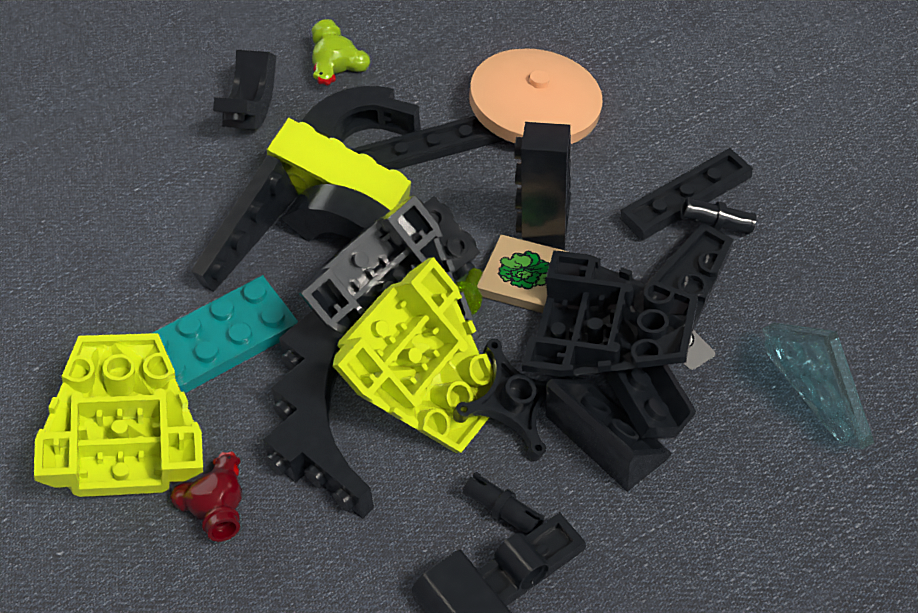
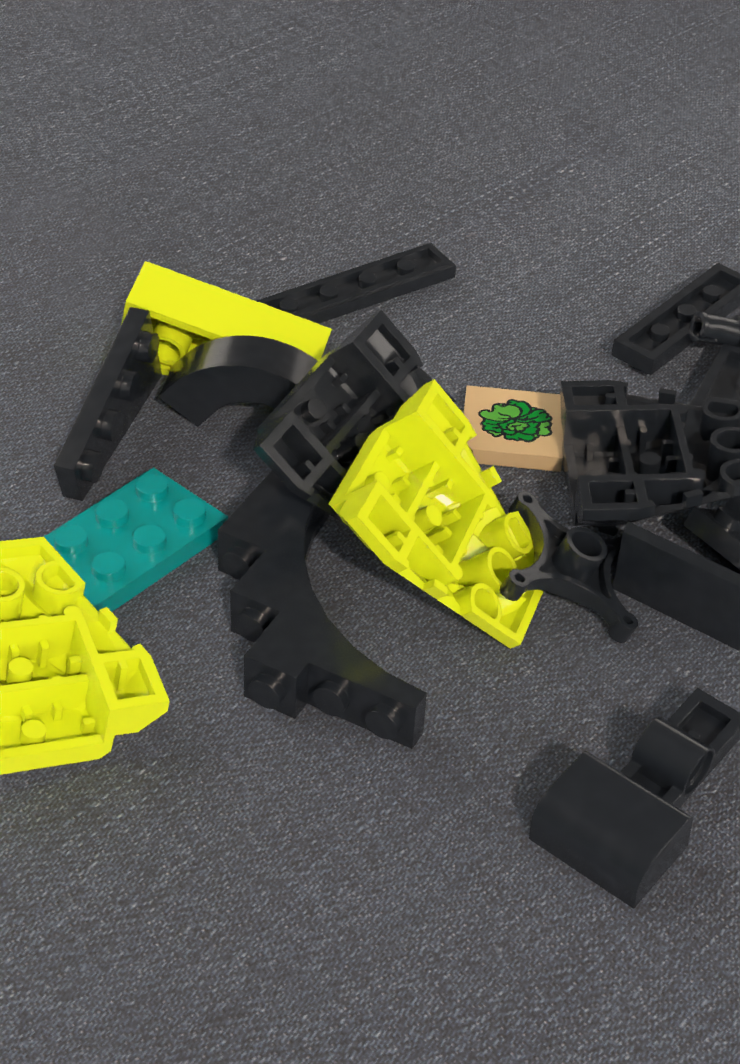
camera: 20 degrees left, 10 degrees down
(214, 498) = (187, 750): dark red animal -> none
(250, 91) = (55, 253): black arch -> none
(334, 53) = (156, 208): lime animal -> none
(360, 110) = (238, 263): black arch -> none
(502, 504) = (608, 694): black pin -> none
(534, 88) = (447, 234): light nougat dish -> none
(544, 183) = (527, 298): black wedge -> none

